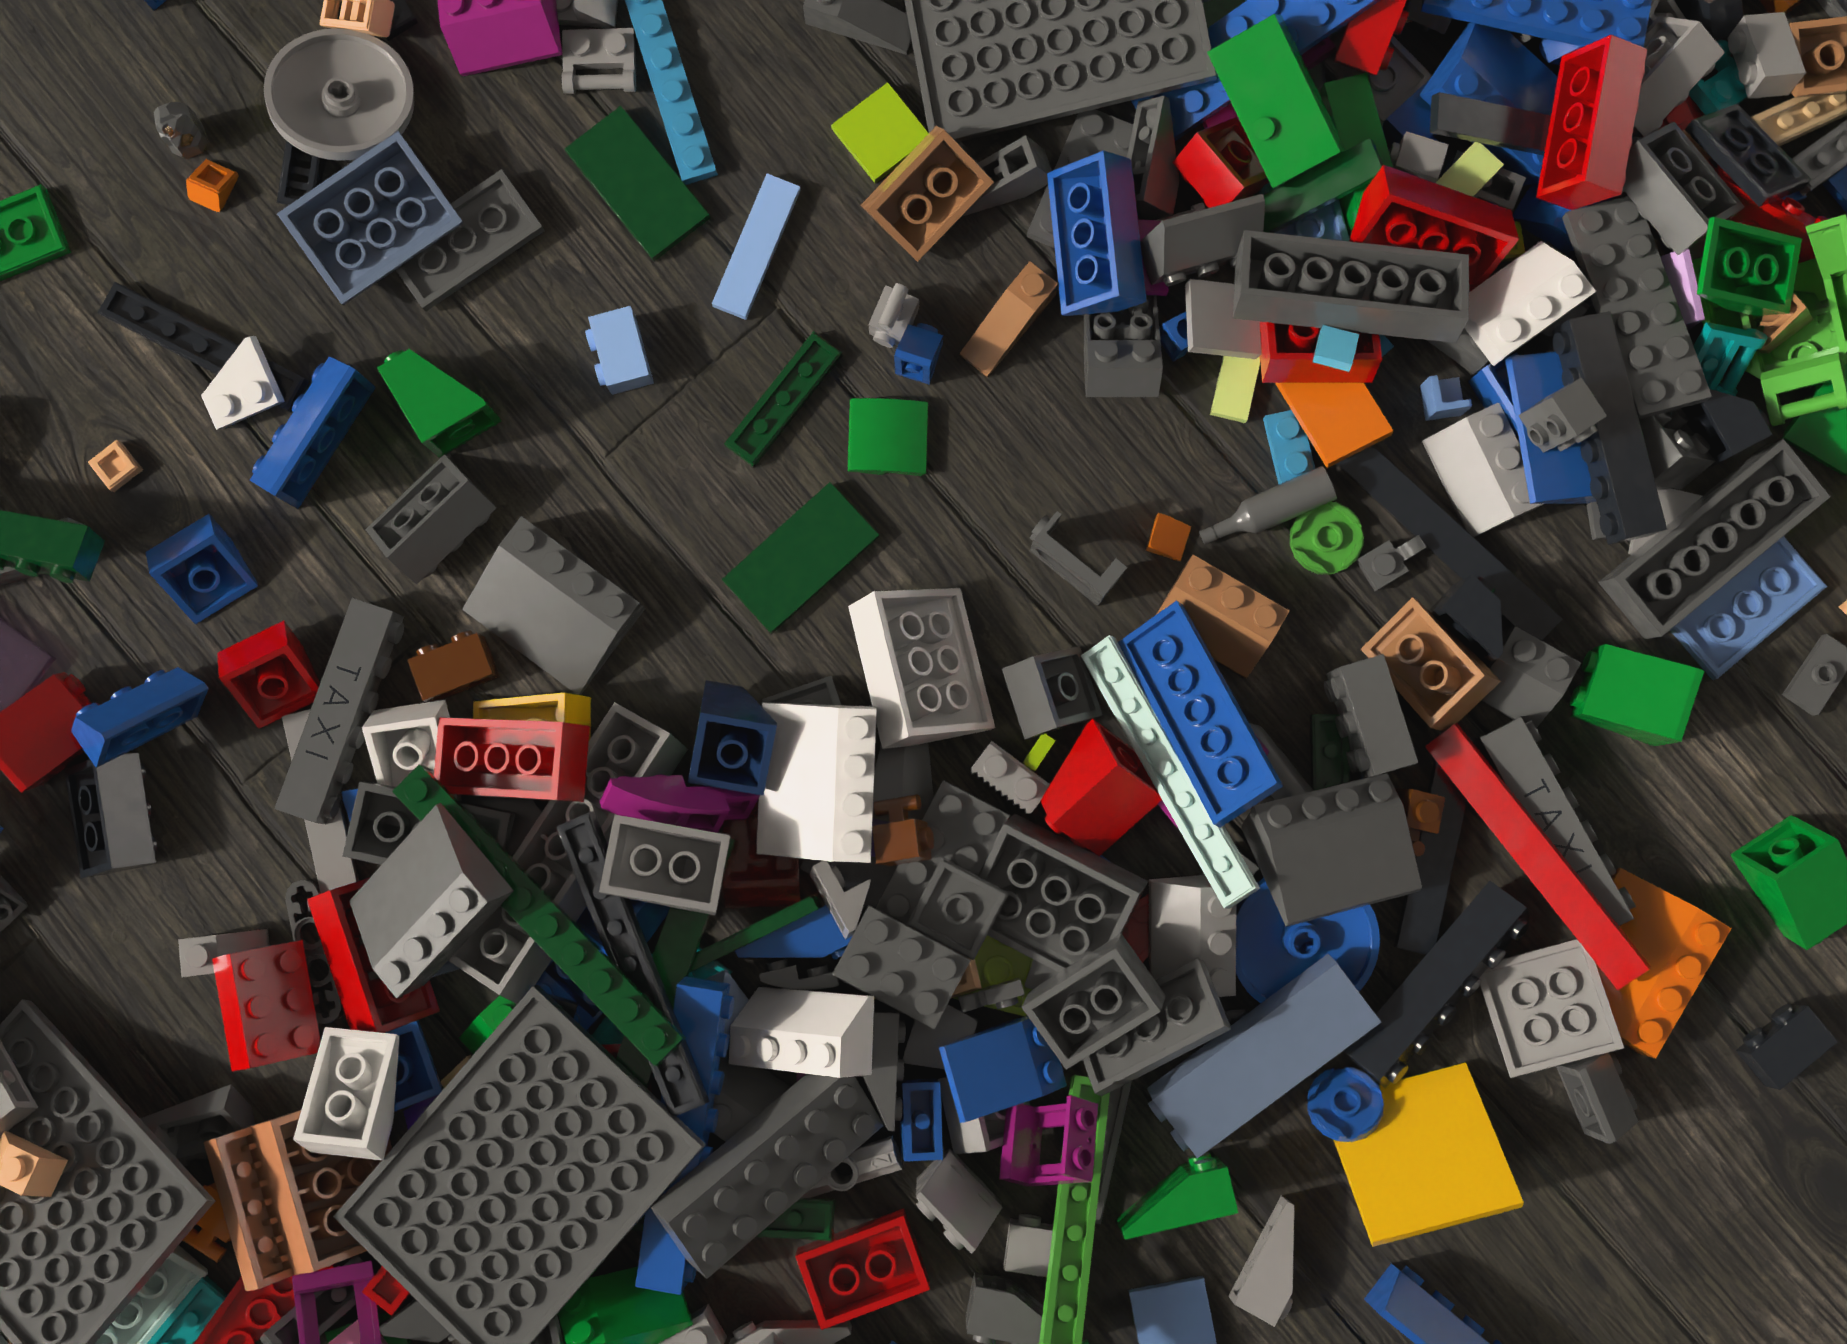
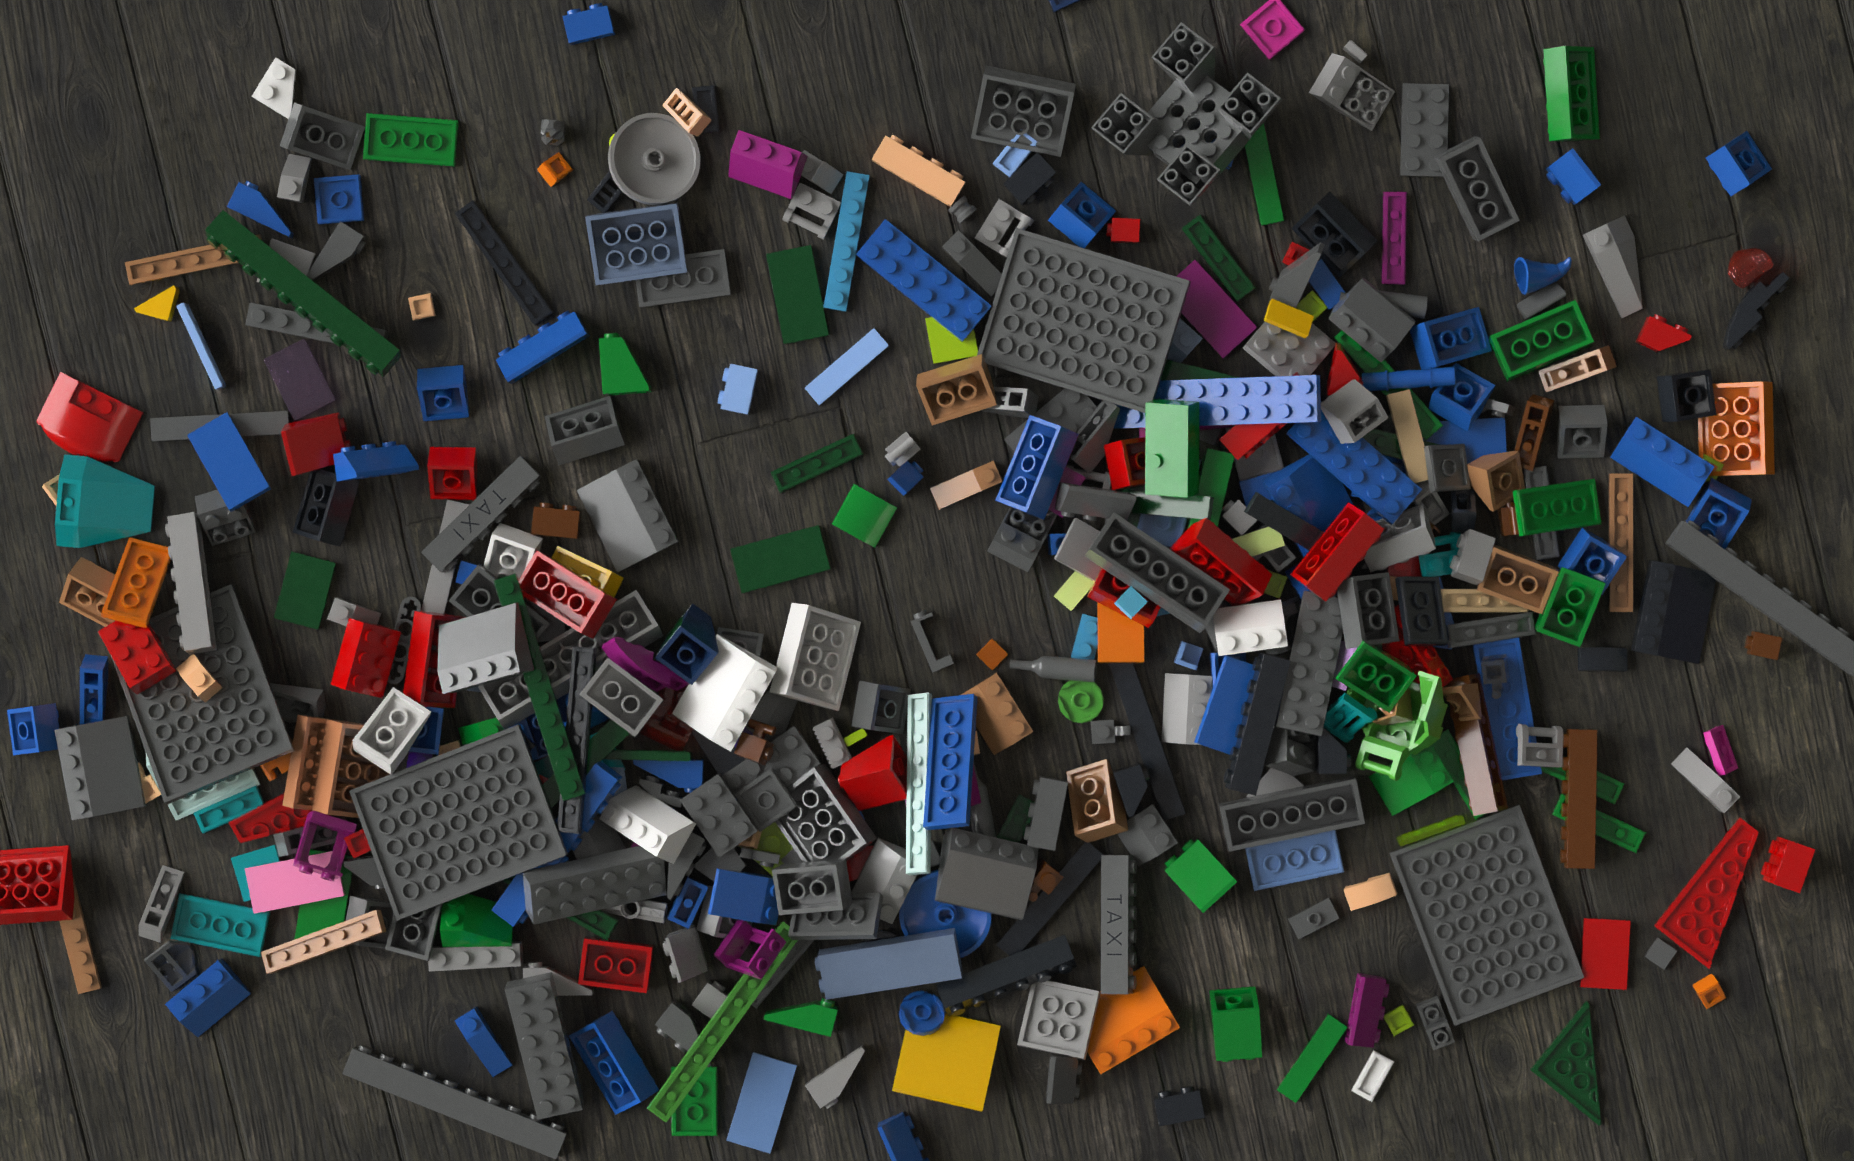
camera: 30 degrees right, 5 degrees up
(138, 952) = (305, 590): none -> dark green tile
(242, 386) = (516, 301): white wing -> none
(802, 74) = (923, 280): none -> blue plate
(843, 906) = (704, 767): light grey slope -> none
(1538, 857) = (1095, 933): tile -> none
(1563, 417) = (1229, 706): dark grey brick -> none

